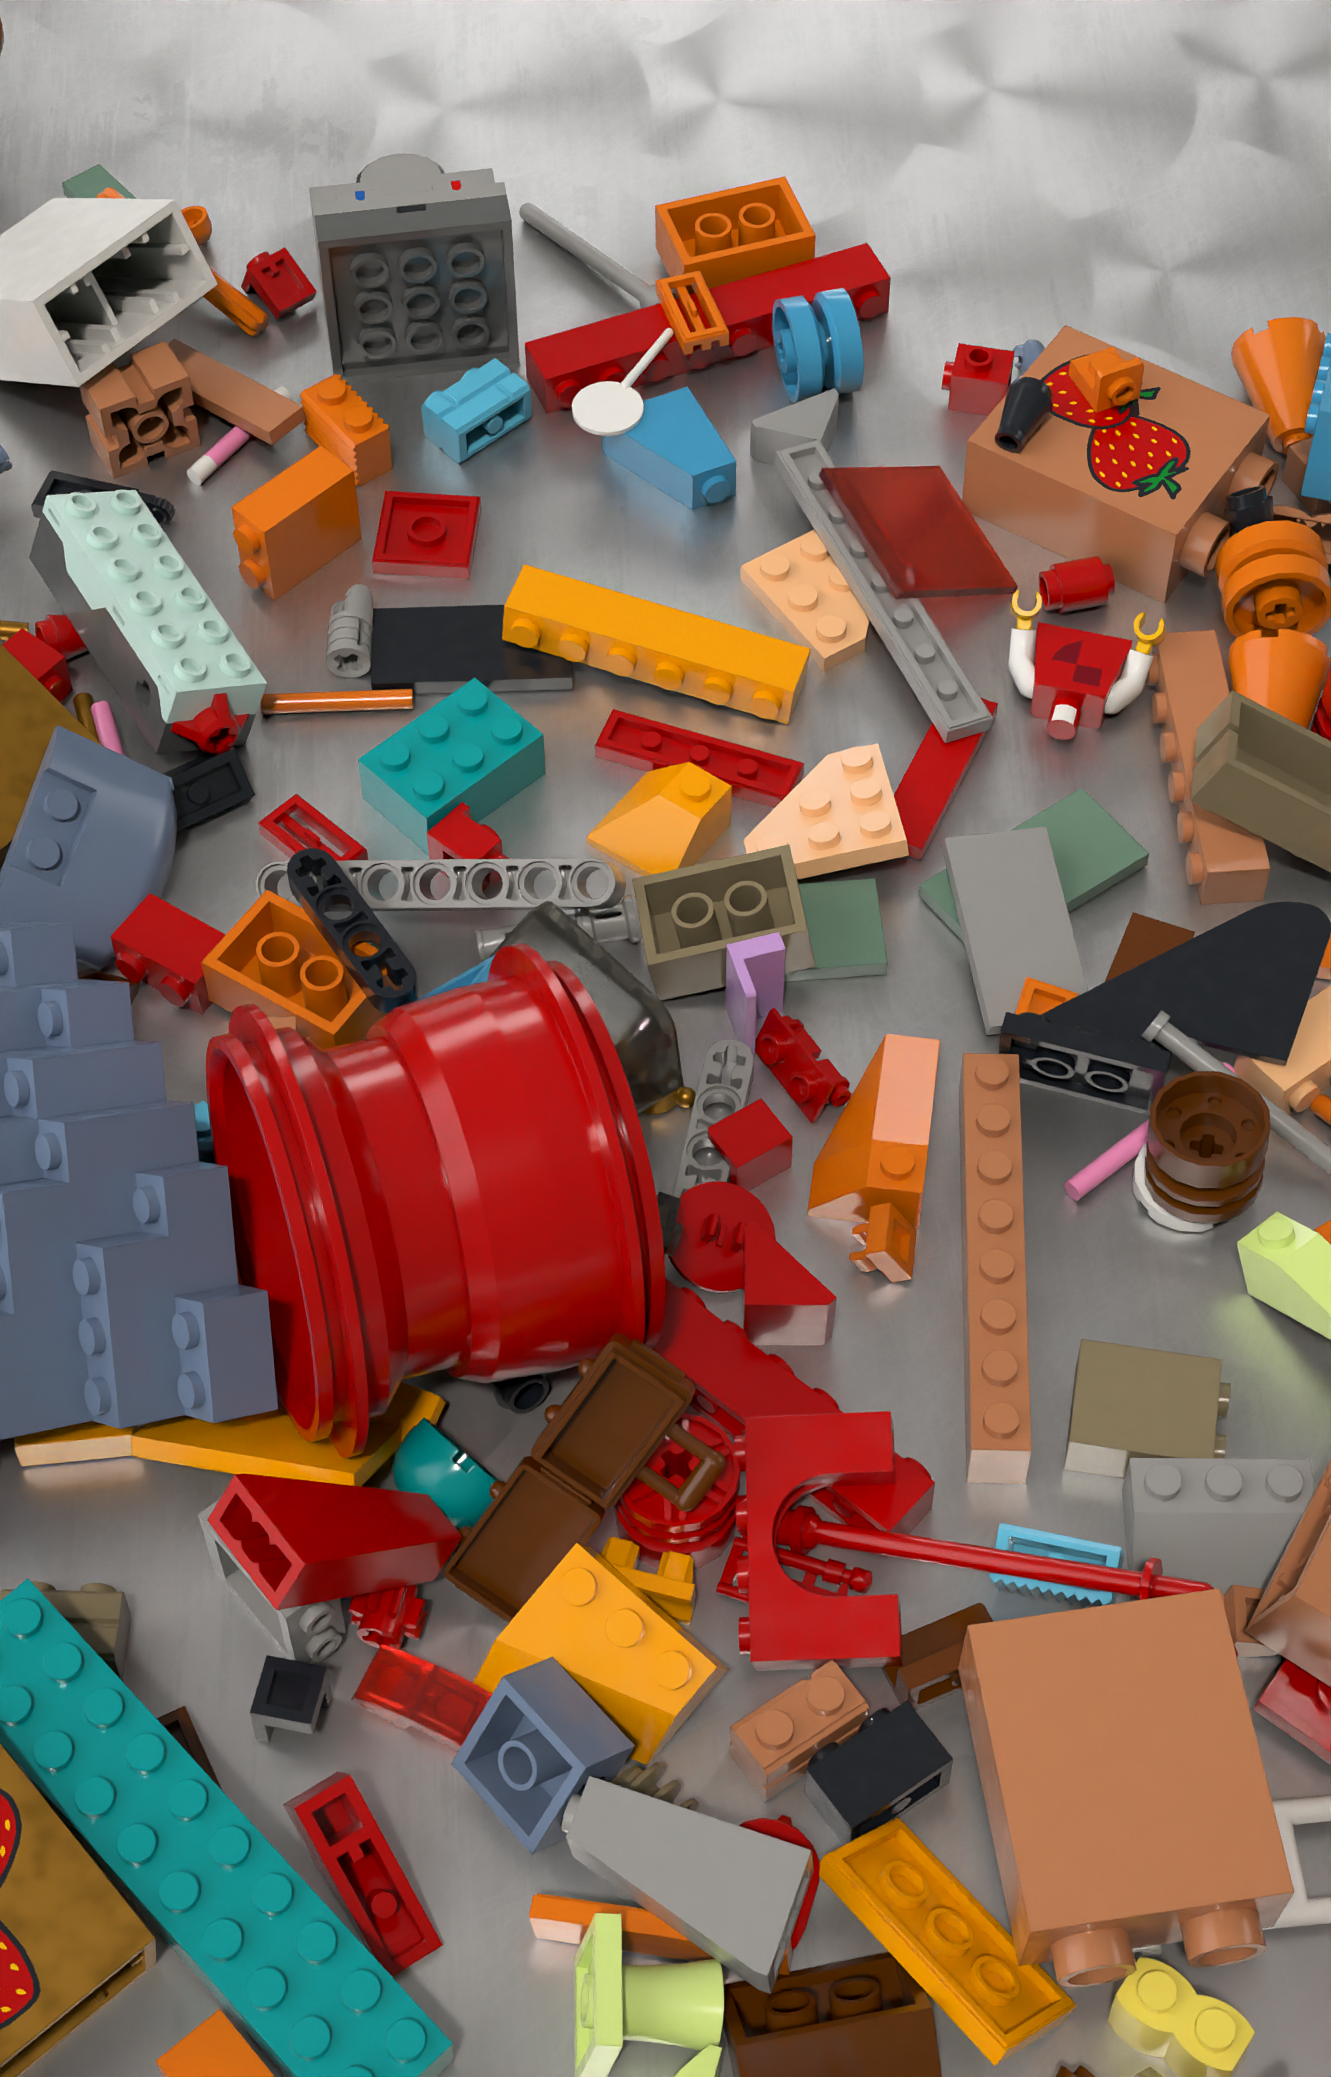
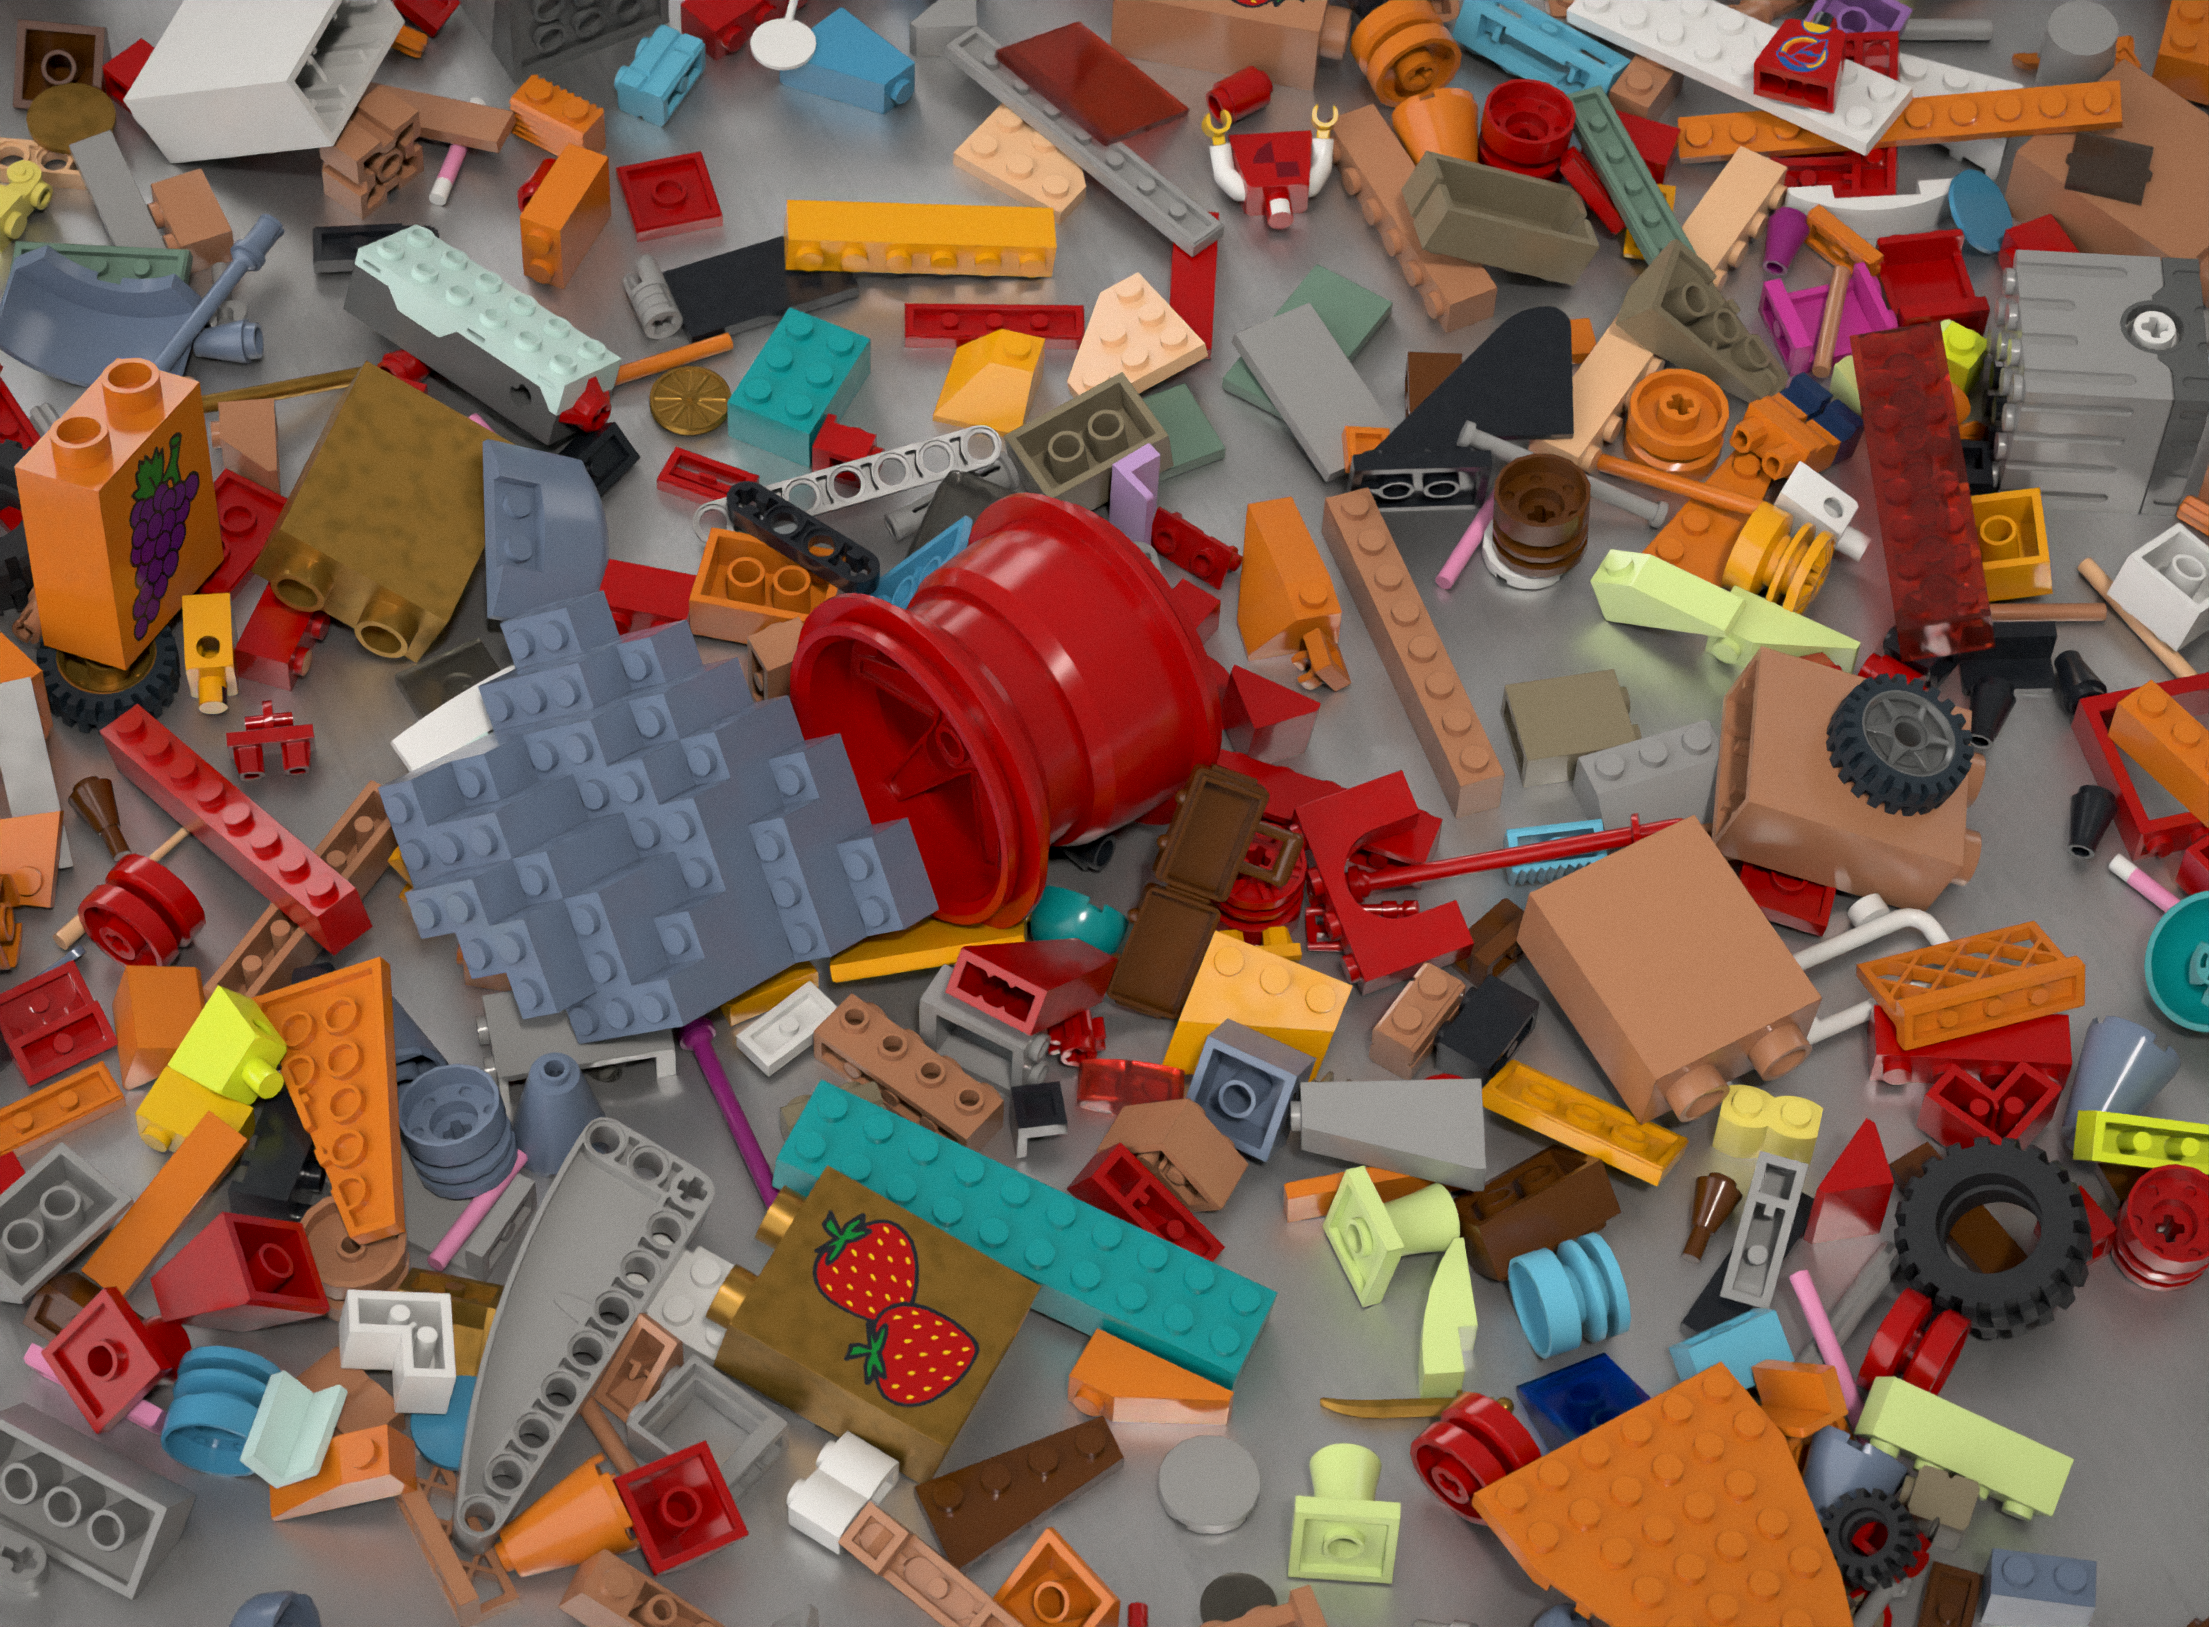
camera: 25 degrees left, 0 degrees up
(74, 1492) = (785, 1029): none -> white plate
(175, 1601) = (912, 1078): none -> nougat brick
(330, 748) = (689, 400): none -> pearl gold wheel
(429, 1806) = (1180, 1151): none -> nougat brick

